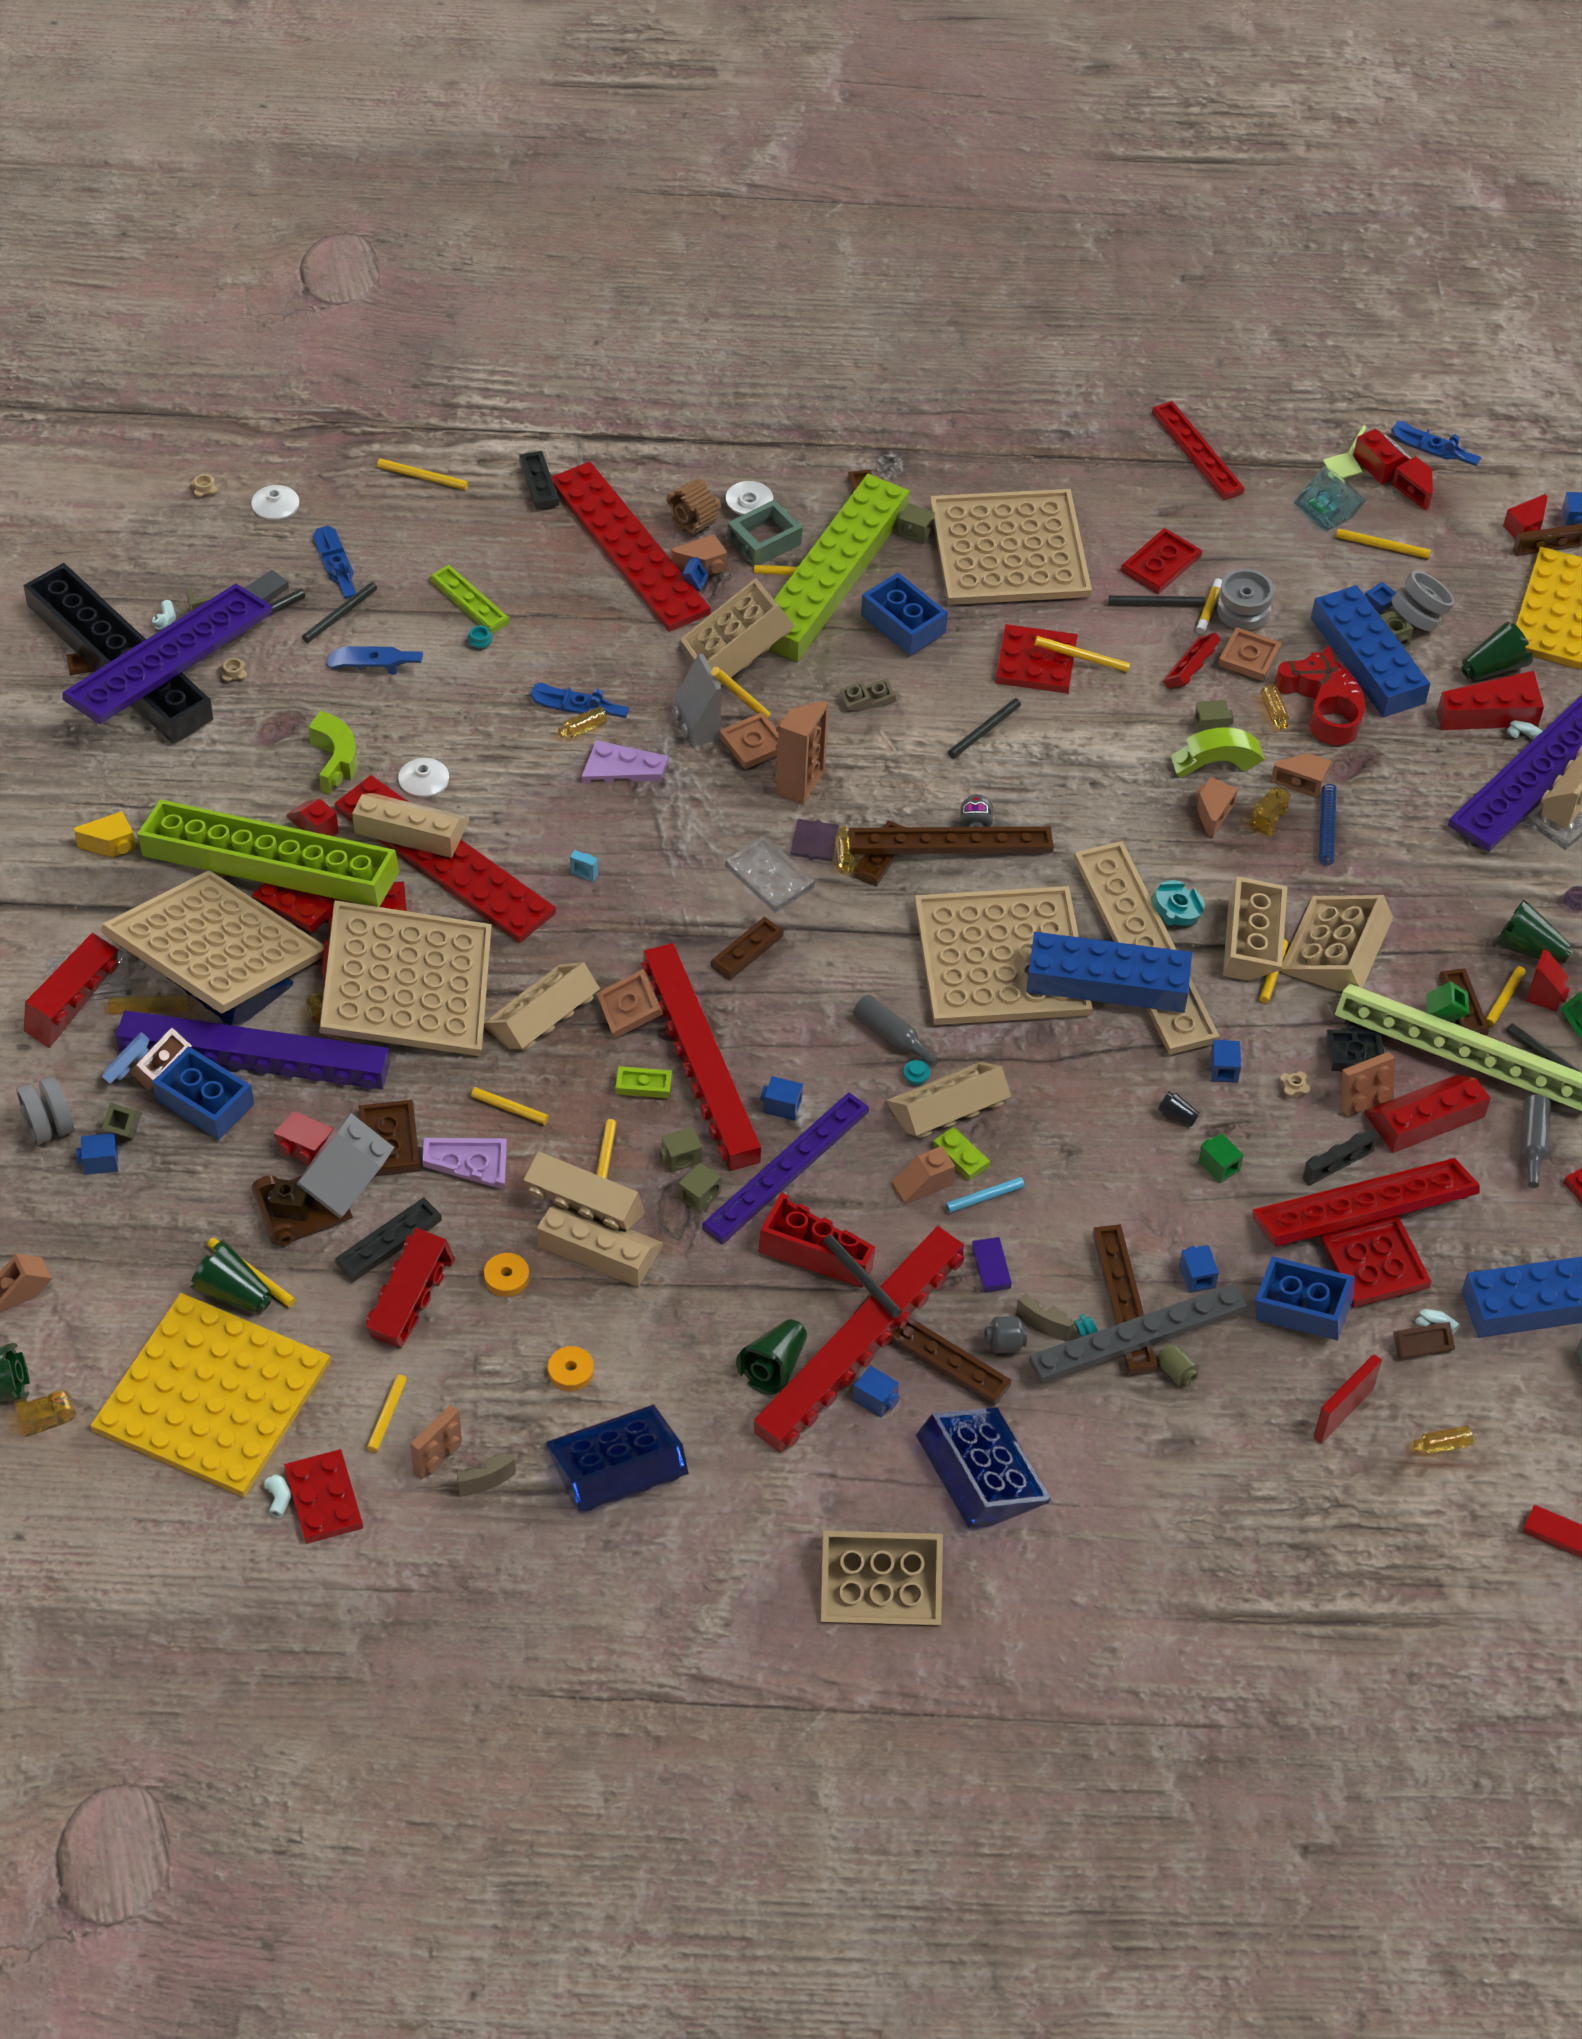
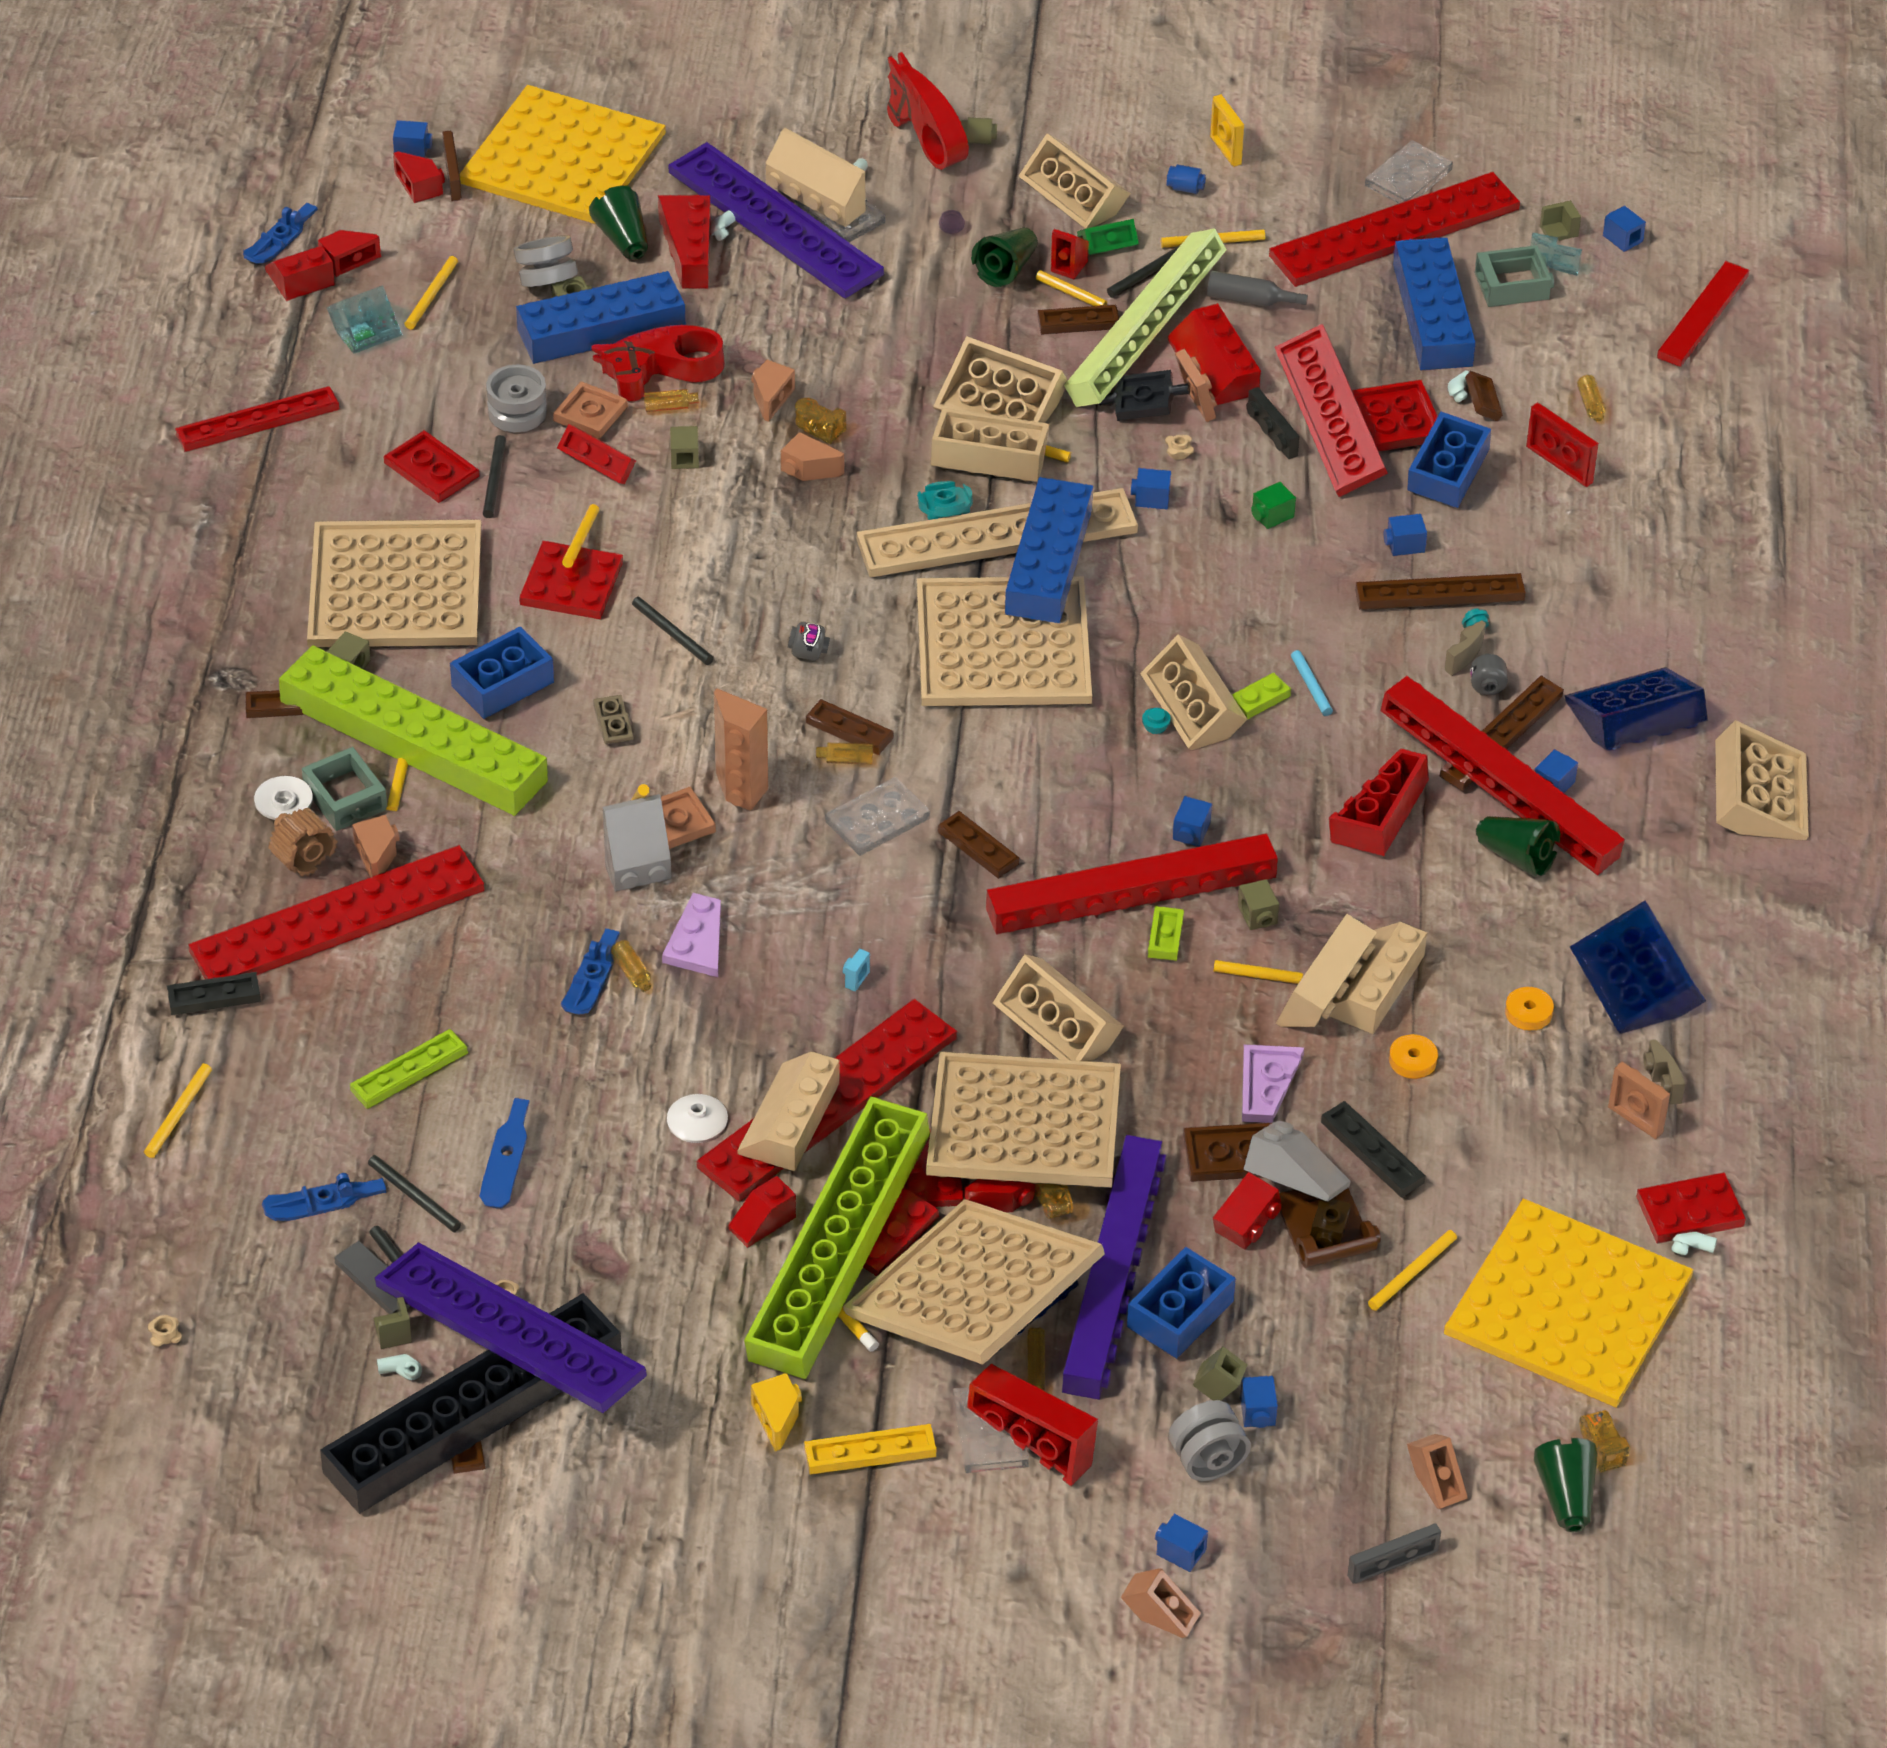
camera: 85 degrees left, 5 degrees down
(66, 898) = (870, 1449): none -> yellow plate
(119, 1066) = (1132, 1371): light blue plate -> none
(159, 1058) = (1137, 1341): nougat slope -> none
(231, 1280) = (1433, 1278): dark green cone -> none
(275, 502) = (201, 1261): white dish -> none
(337, 738) = (654, 1184): lime arch -> none
(387, 1413) = (1588, 1156): yellow bar -> none
(409, 1287) = (1443, 1123): red wedge -> none
(479, 637) = (478, 1057): teal plate -> none
(509, 1105) = (1190, 1049): yellow bar -> none
(629, 1003) = (1063, 934): nougat plate -> none
(695, 573) = (404, 853): blue plate -> none
(699, 1187) = (1308, 892): olive brick -> none
(739, 630) = (524, 808): tan slope -> none
(785, 1168) = (1282, 834): dark purple tile -> none
(814, 840) = (824, 781): clear purple piece -> none
(863, 1277) = (1444, 753): pearl dark grey bar -> none
(891, 1028) = (1100, 732): dark grey piece -> none
(925, 1176) = (1294, 719): nougat slope -> none
(950, 840) = (847, 664): reddish brown plate -> none
(991, 1264) = (1382, 681): dark purple tile -> none
(1137, 1333) = (1489, 580): dark grey plate -> none
(1178, 1109) = (1209, 531): black cone -> none
(1178, 1365) = (1518, 559): olive brick -> none
(1209, 606) = (510, 436): yellow bar -> none
(1218, 745) = (741, 449): lime arch -> none
(1329, 841) = (847, 387): blue piece -> none
(1345, 464) = (297, 309): yellowish green piece -> none
(1380, 596) = (515, 297): blue plate -> none
(1448, 1002) = (1092, 323): green brick -> none

